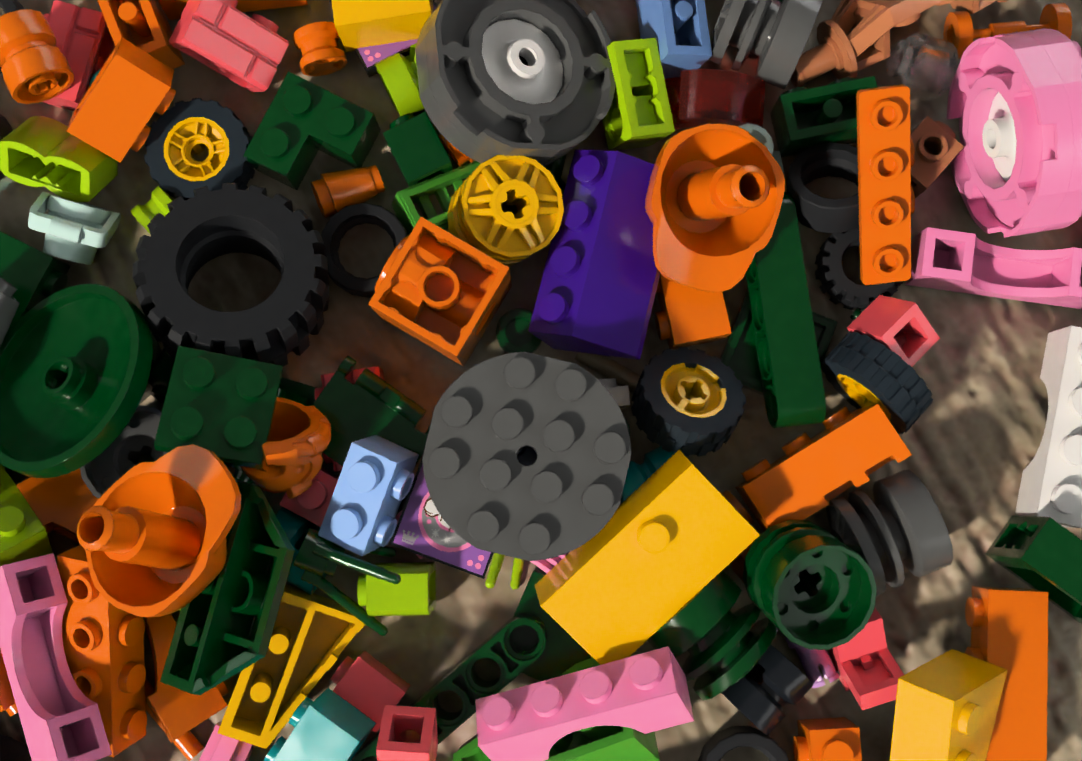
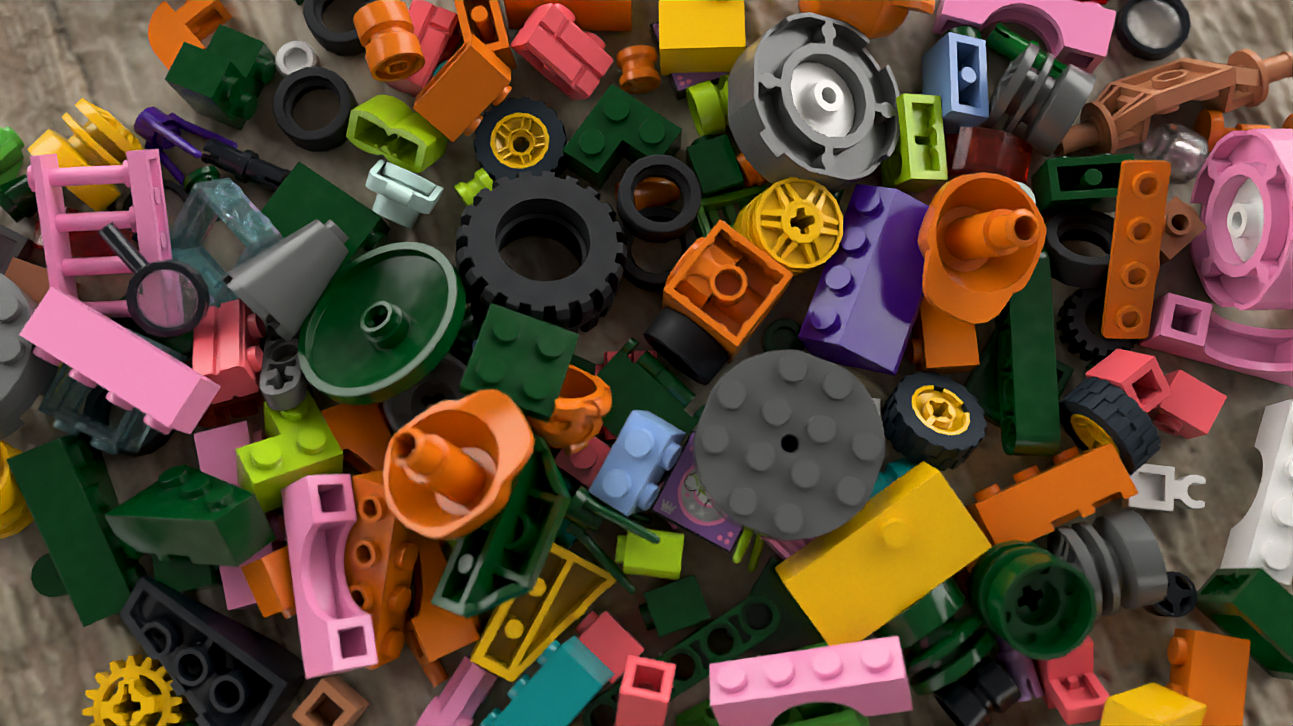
camera: 10 degrees right, 5 degrees down
(352, 160) = (672, 170): none -> black tyre
(409, 356) = (686, 346): none -> black tyre
(434, 639) = (674, 606): none -> dark green brick
(936, 440) = (1160, 490): none -> white plate
(963, 346) = (1189, 408): none -> coral brick
(970, 551) = (1179, 599): none -> black wheel

